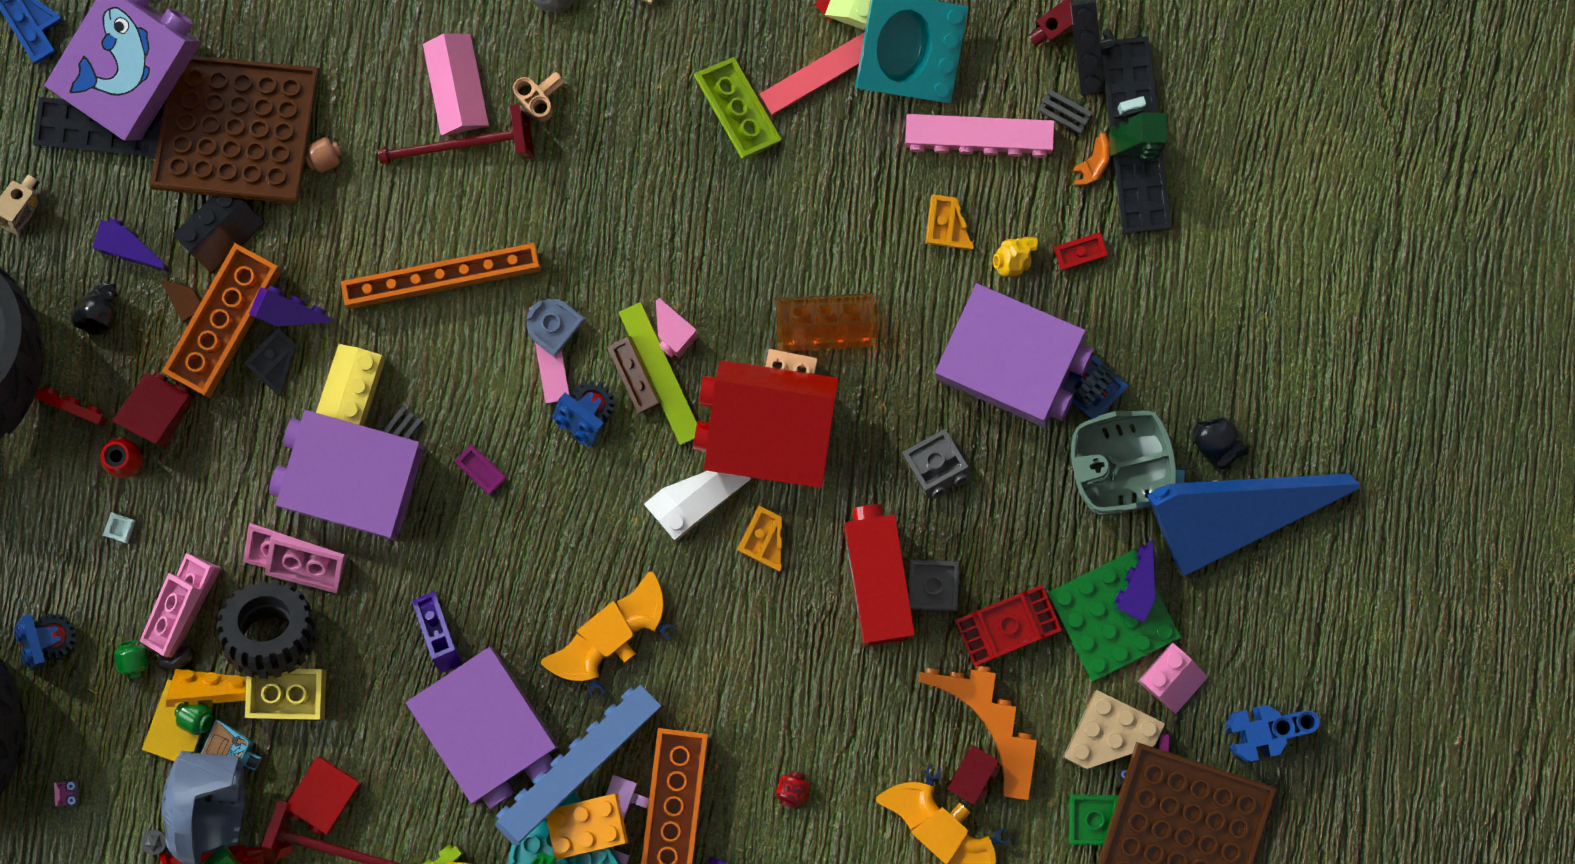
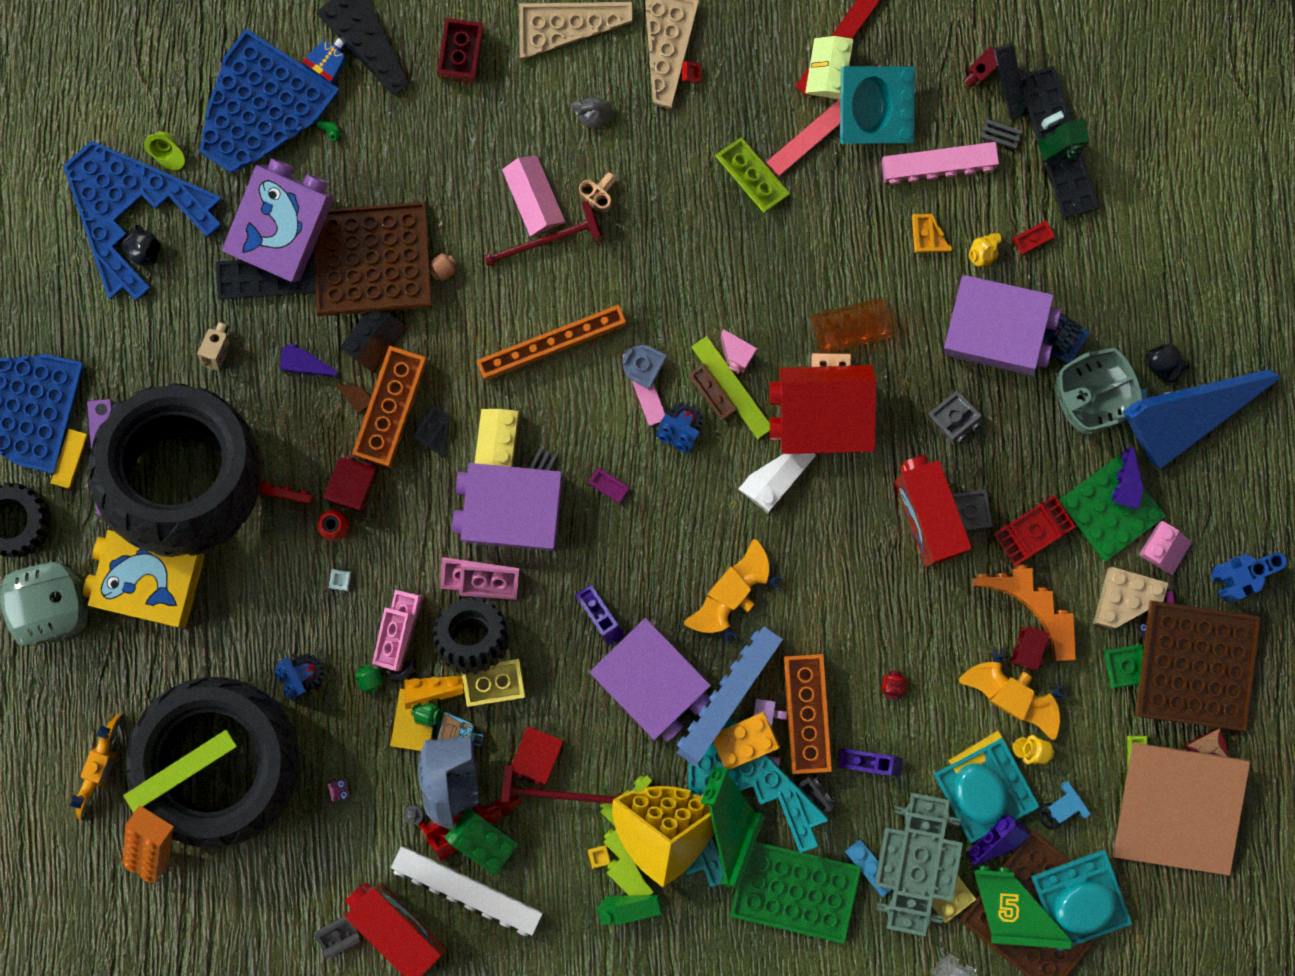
camera: 15 degrees left, 0 degrees up
(95, 310) = (291, 417): black piece -> none
(281, 311) = (434, 391): dark purple slope -> none
(763, 538) = (834, 498): light orange wing -> none
(1094, 166) = (1032, 170): orange piece -> none

